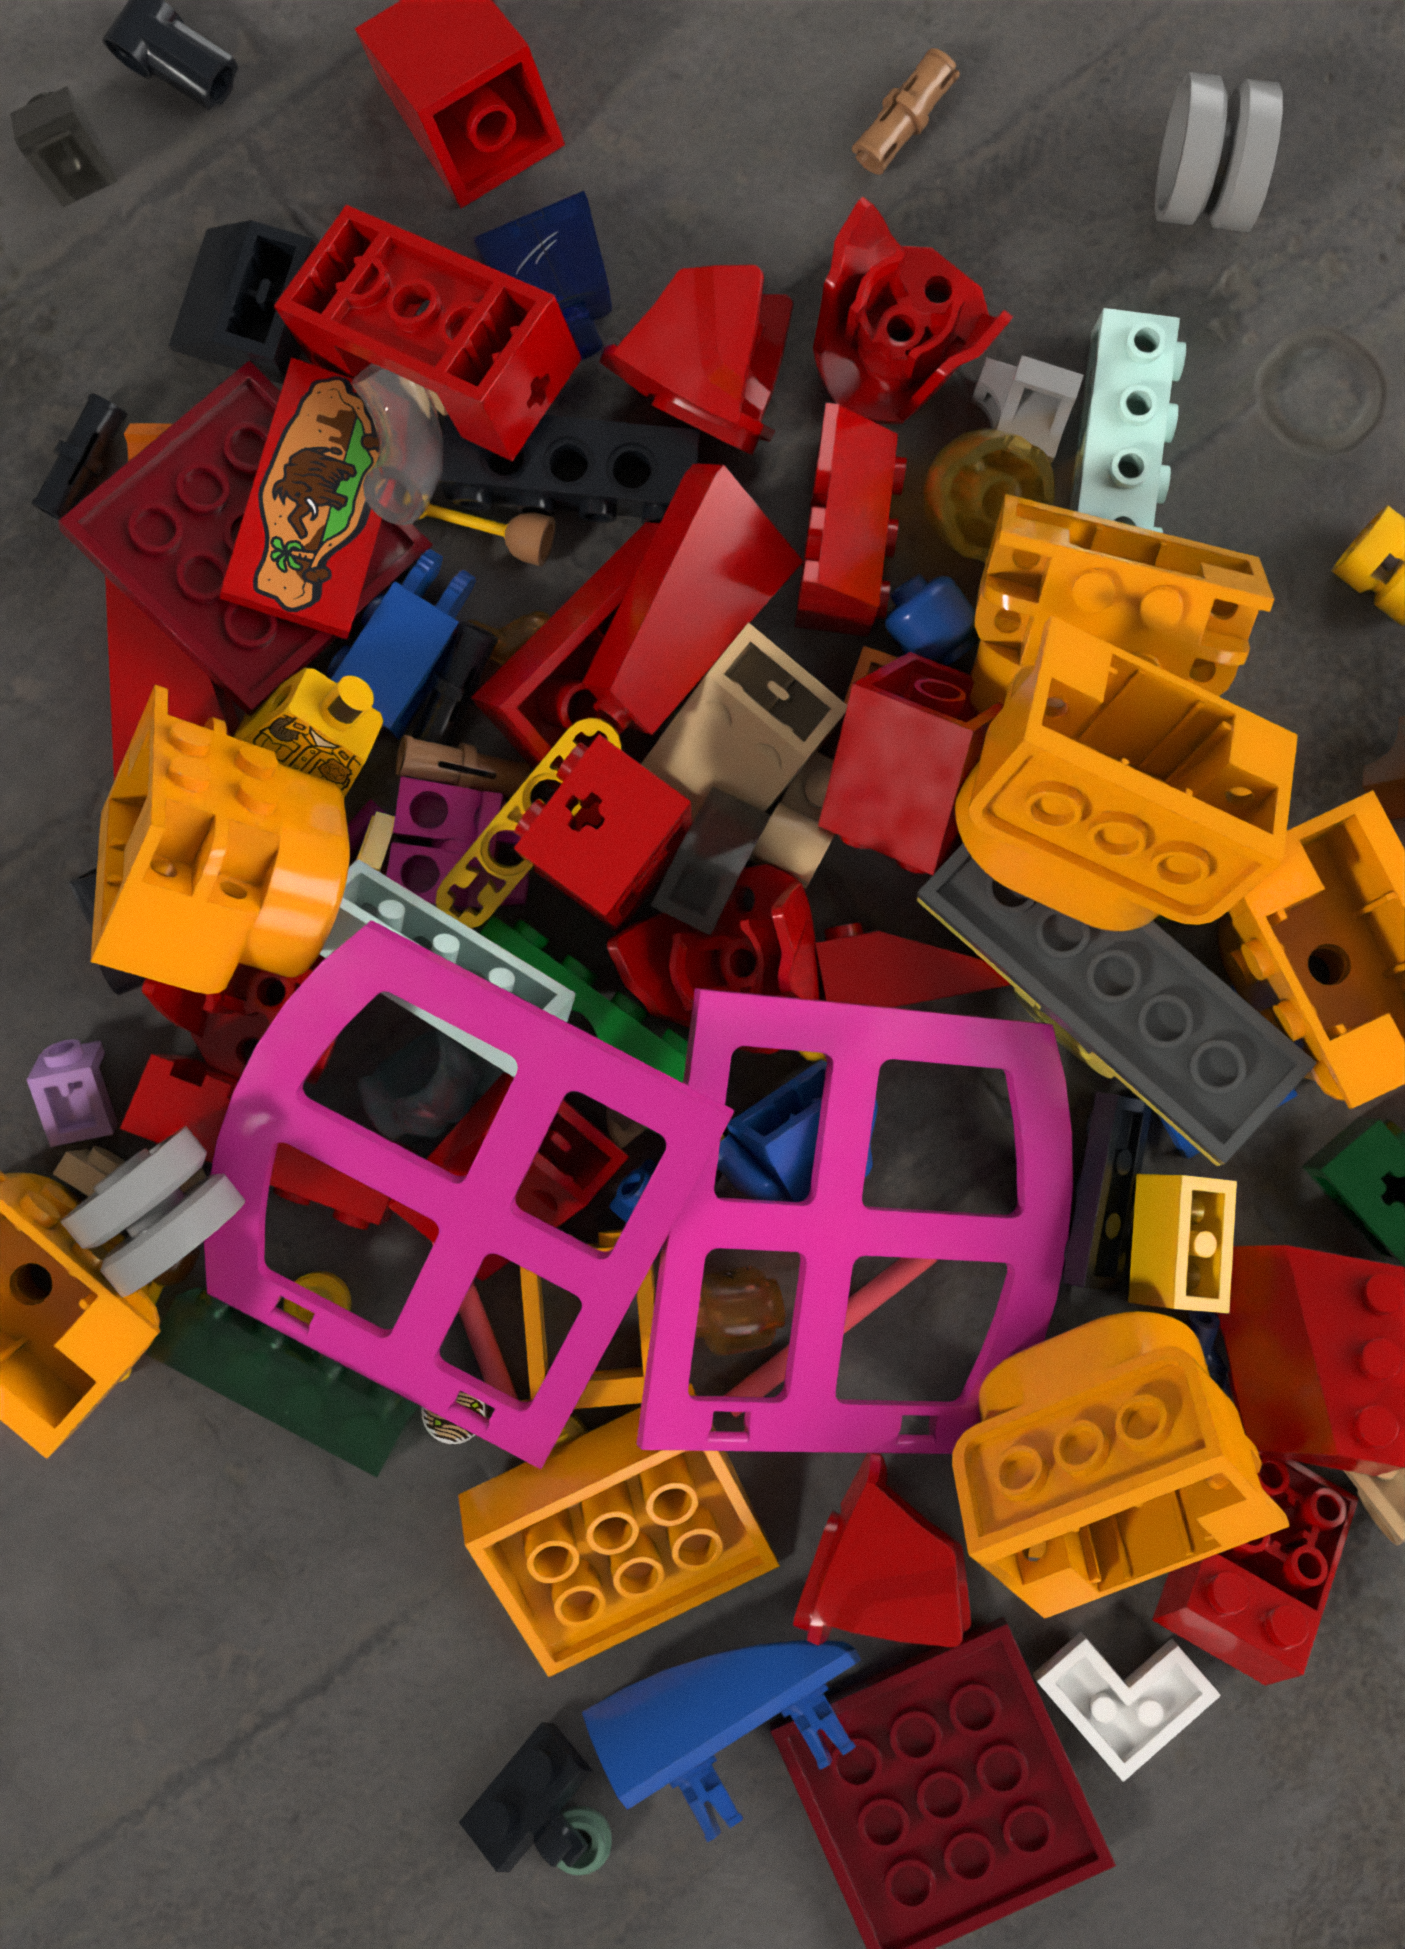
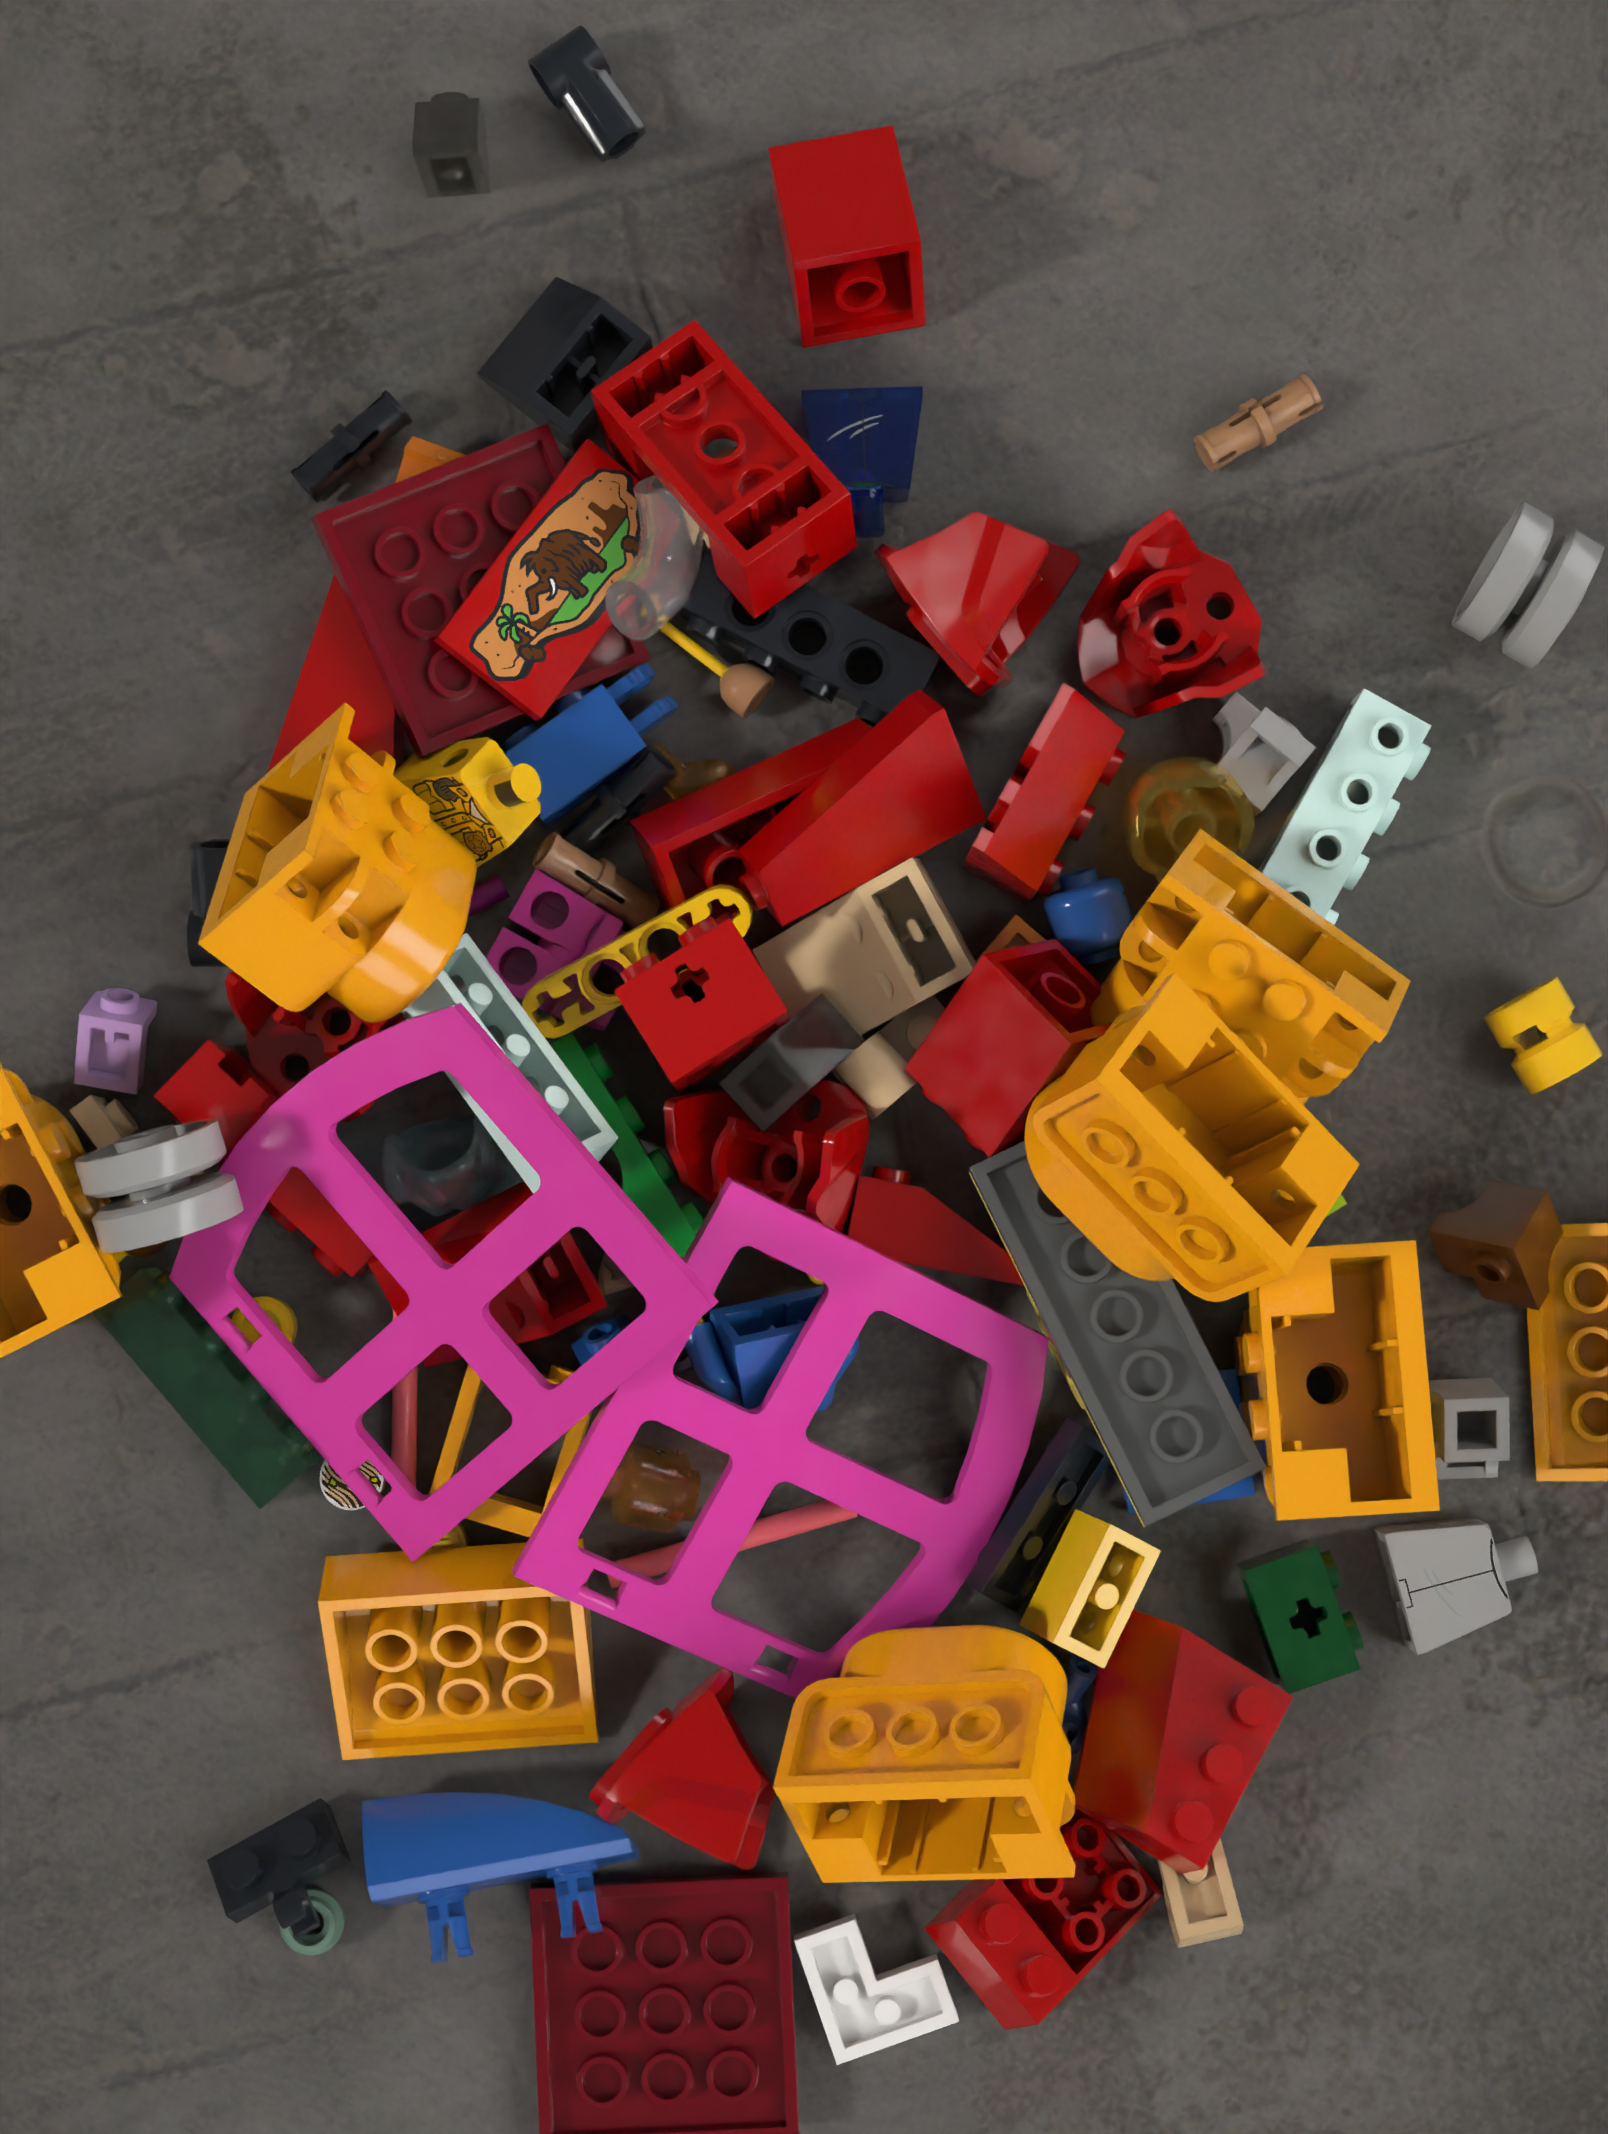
camera: 10 degrees right, 0 degrees up
(377, 842) = (490, 919): yellow tile -> none

